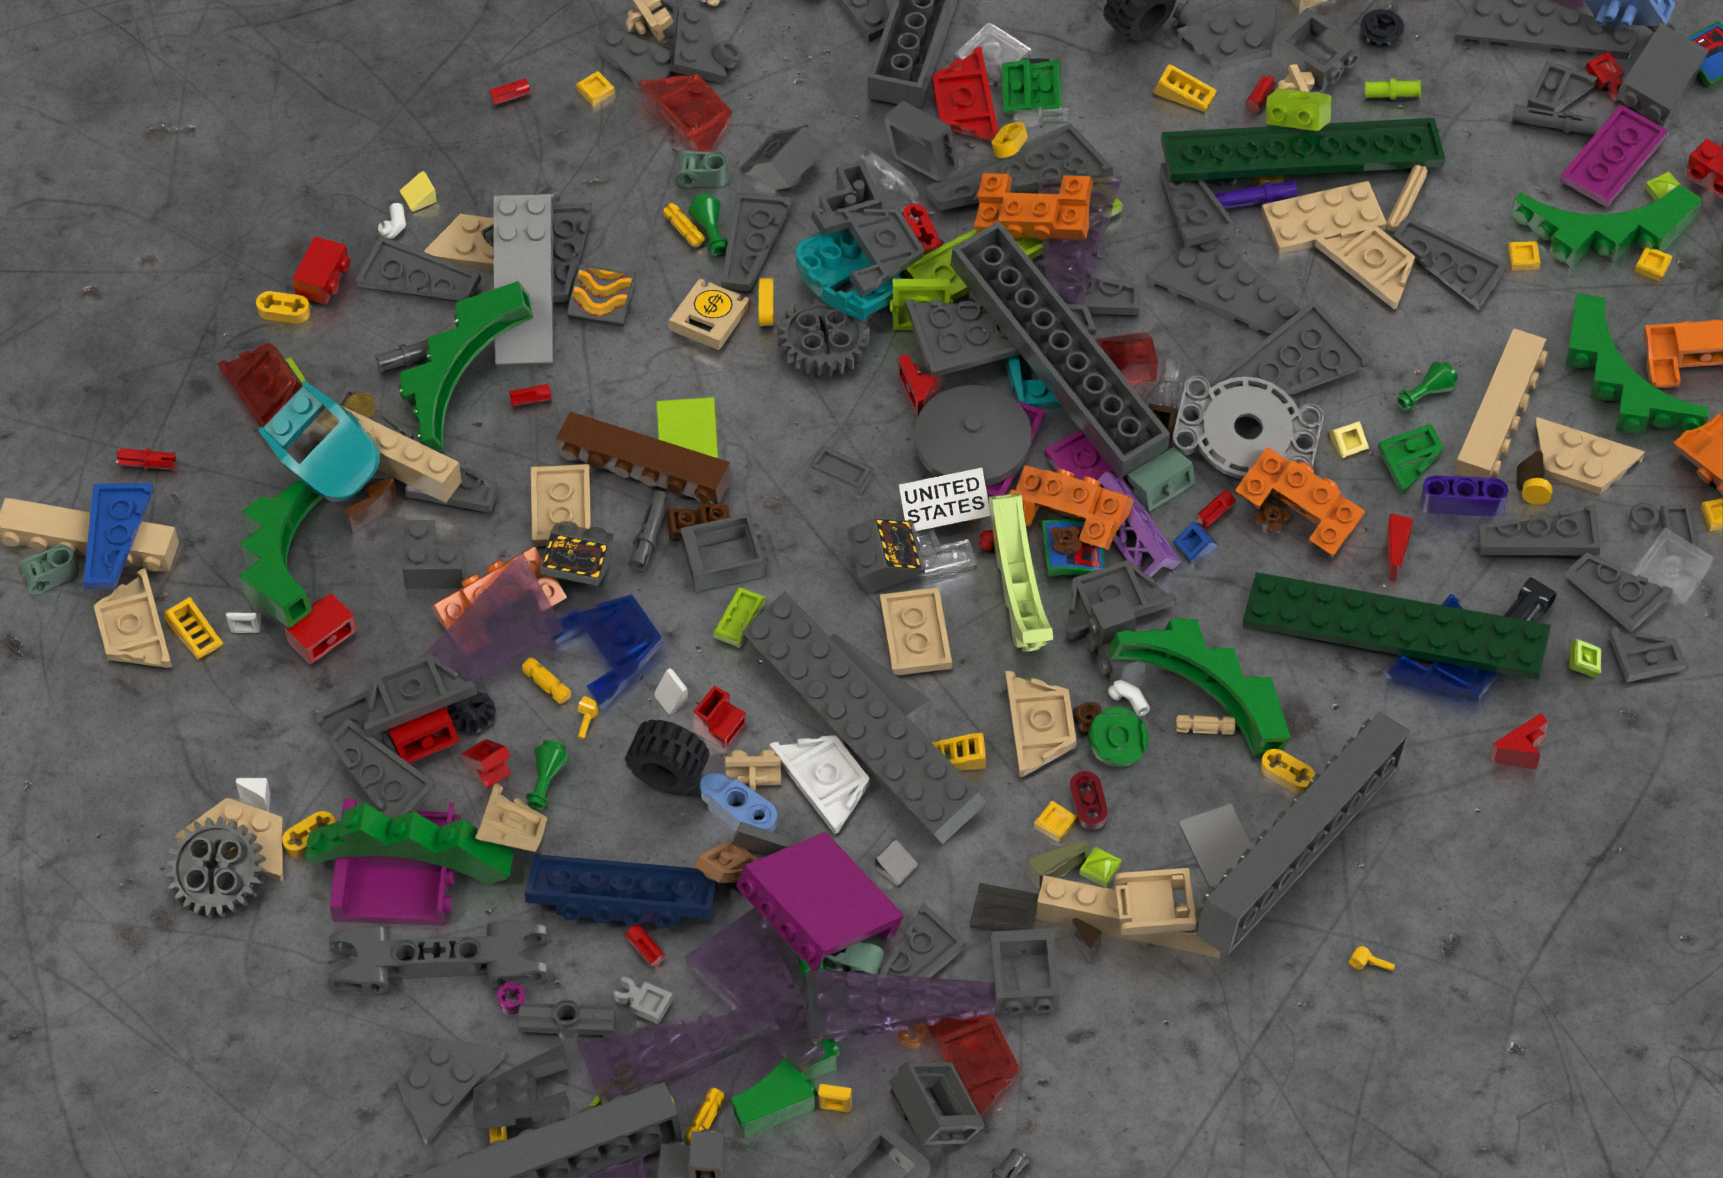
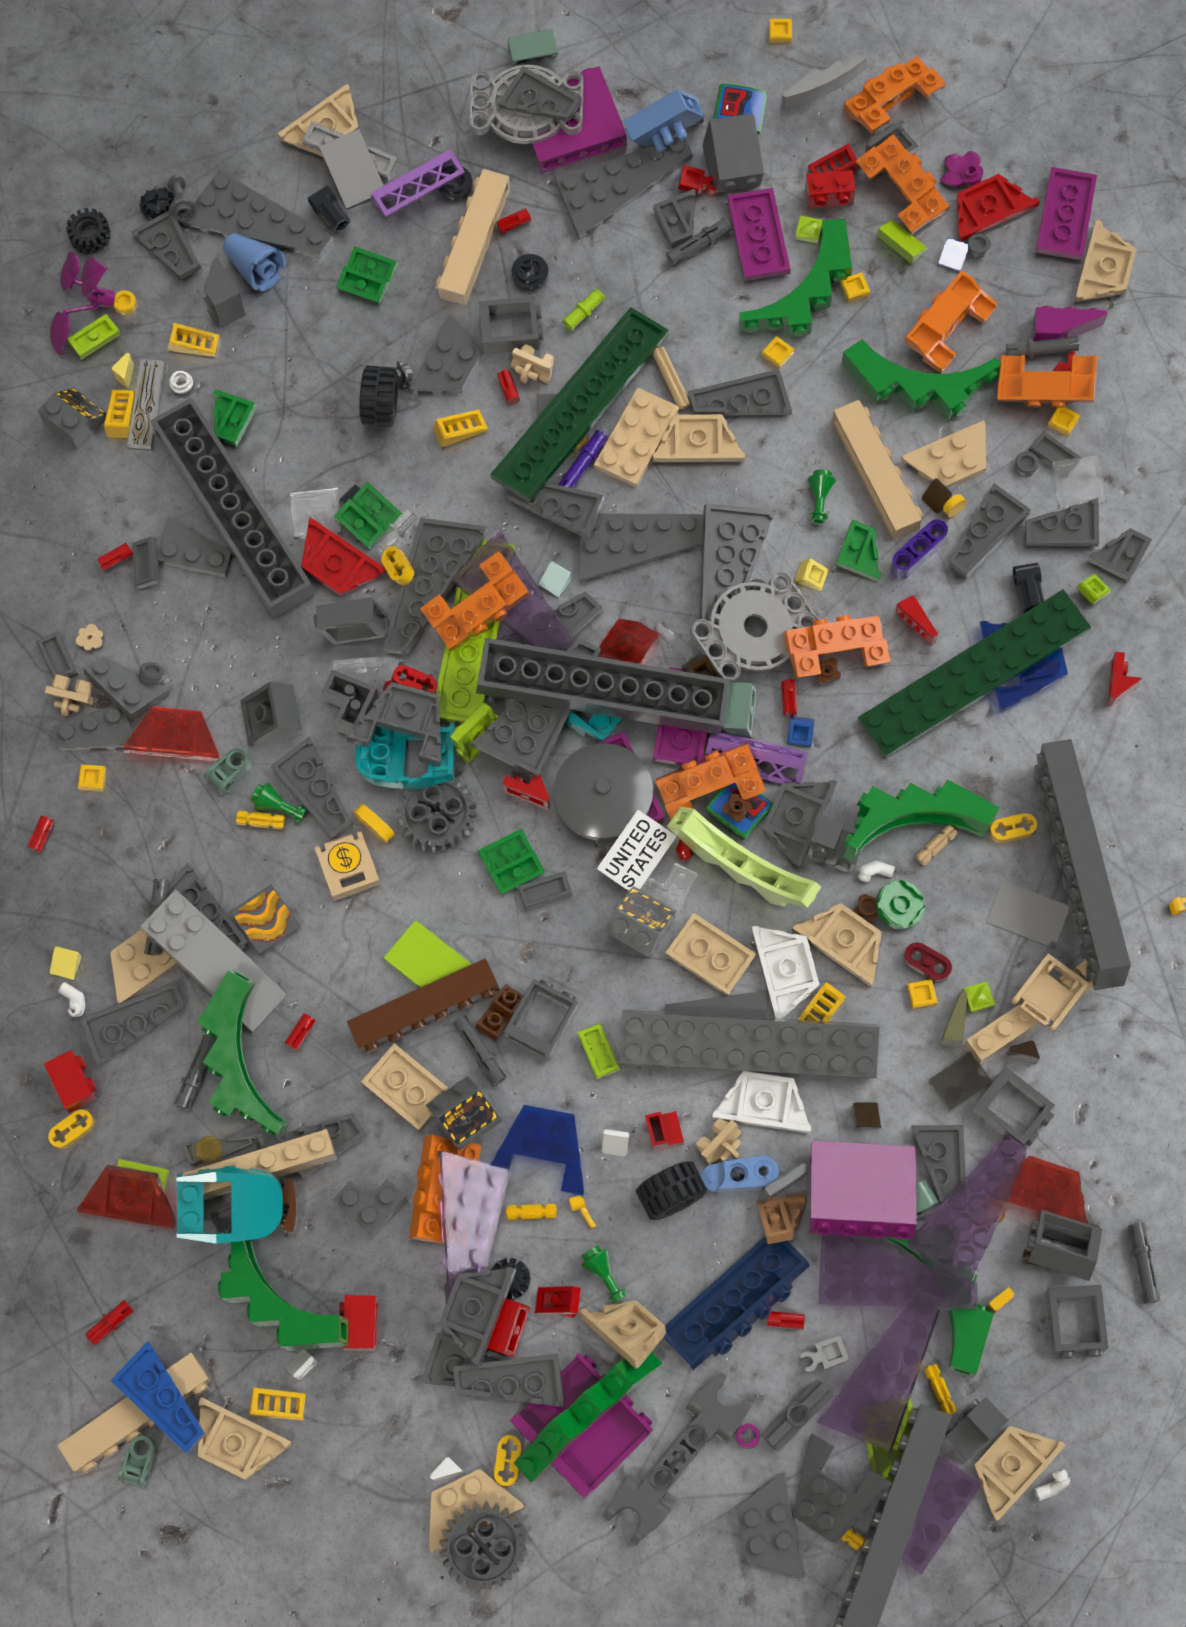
camera: 45 degrees left, 15 degrees up
(840, 424) = (510, 861): none -> green slope
(963, 696) = (786, 968): none -> white wing
(1127, 259) = (555, 579): none -> light aqua slope
(1298, 109) = (553, 379): lime brick -> none

